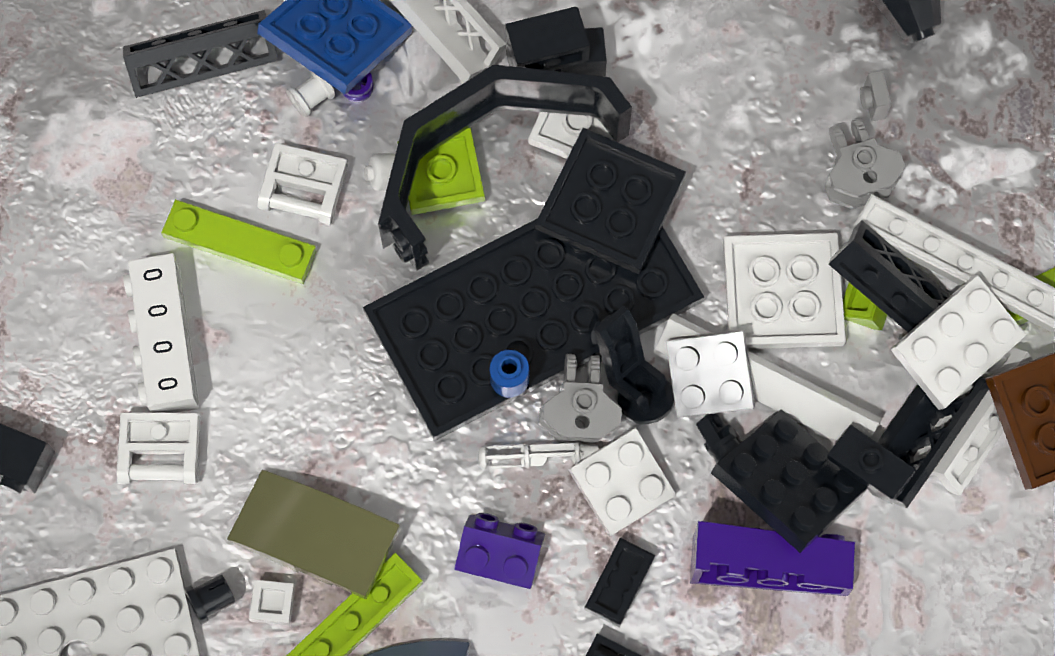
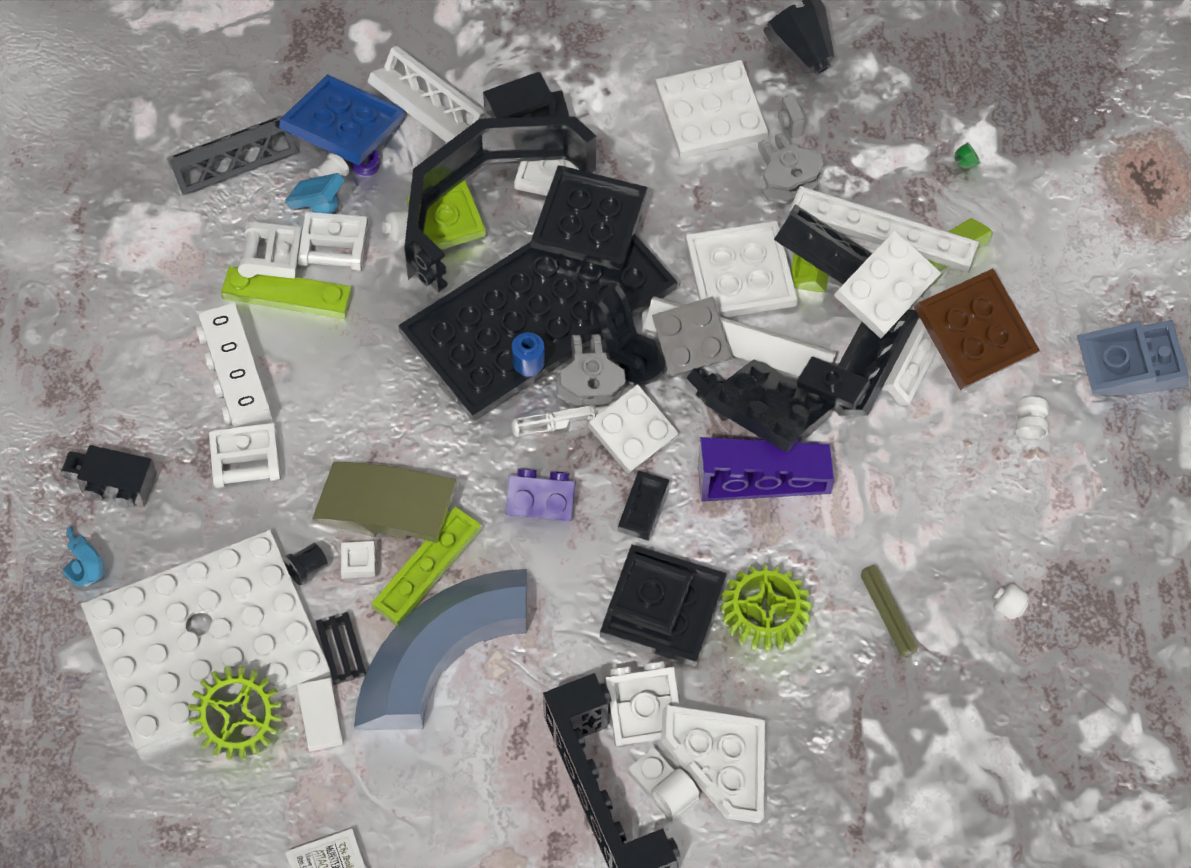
camera: 10 degrees left, 10 degrees down
(237, 192) = (280, 252): none -> white plate
(291, 122) = (317, 193): none -> dark azure tile
(780, 70) = (711, 109): none -> white plate

